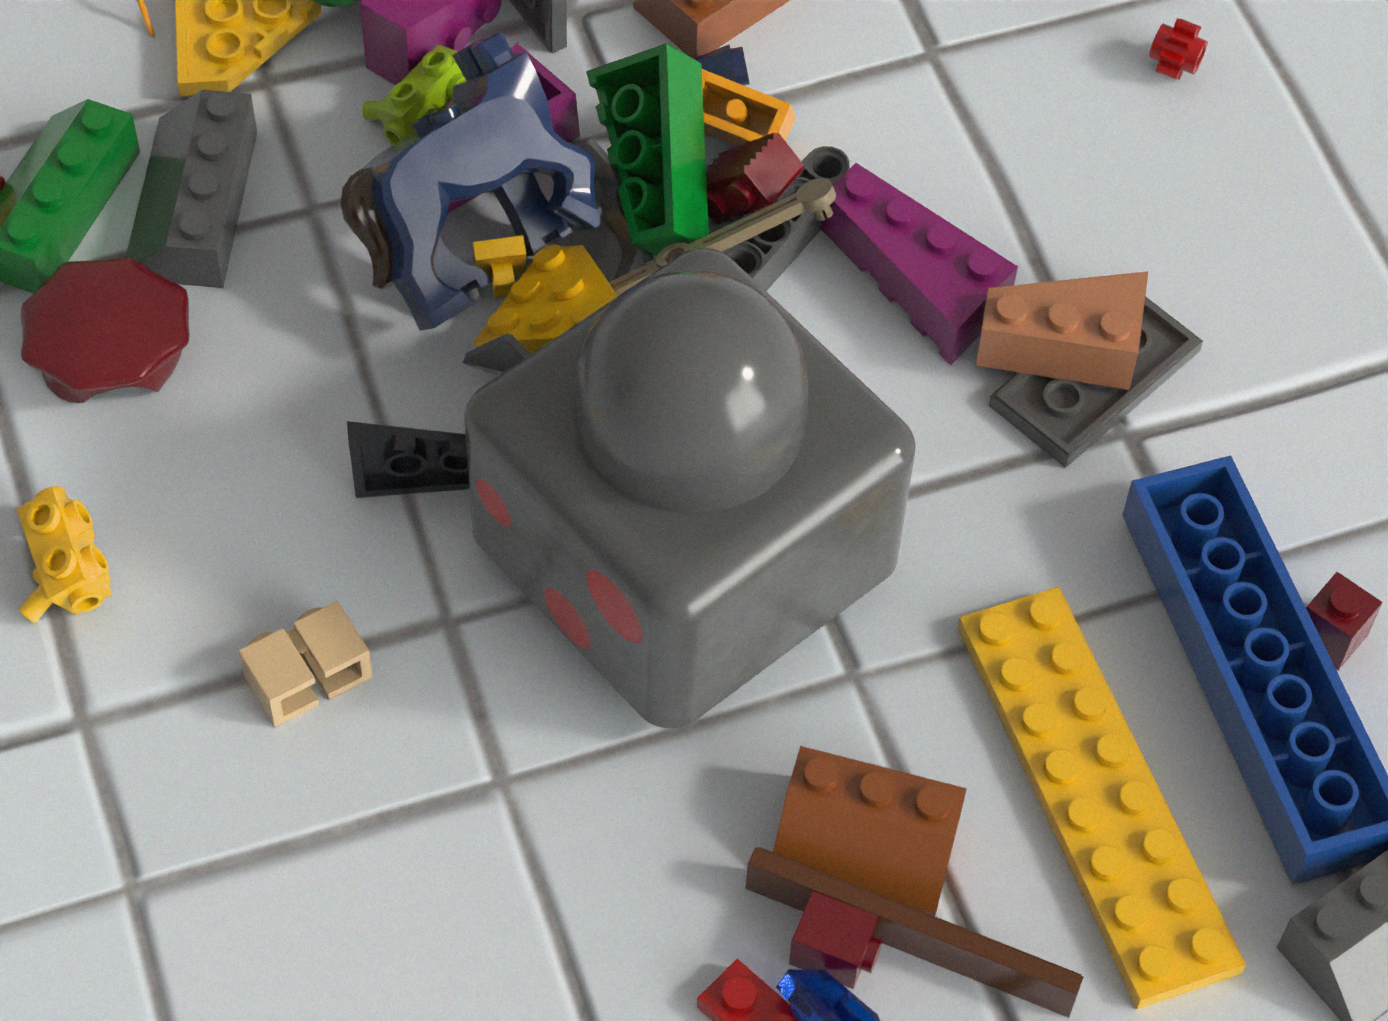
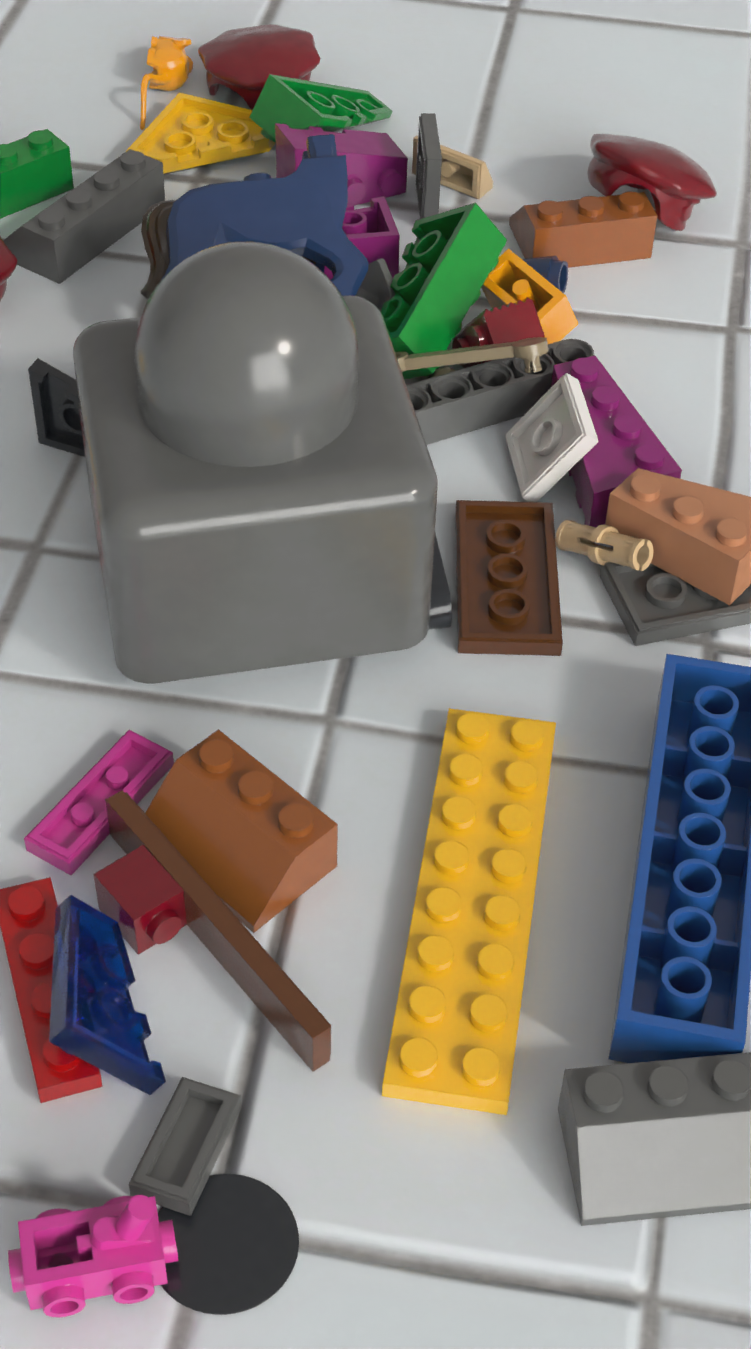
camera: 30 degrees right, 10 degrees down
(717, 861) = (81, 818): none -> dark pink tile
(870, 278) = (551, 438): none -> white tile
(949, 477) = (507, 578): none -> reddish brown tile
(987, 376) = (625, 551): none -> tan pin

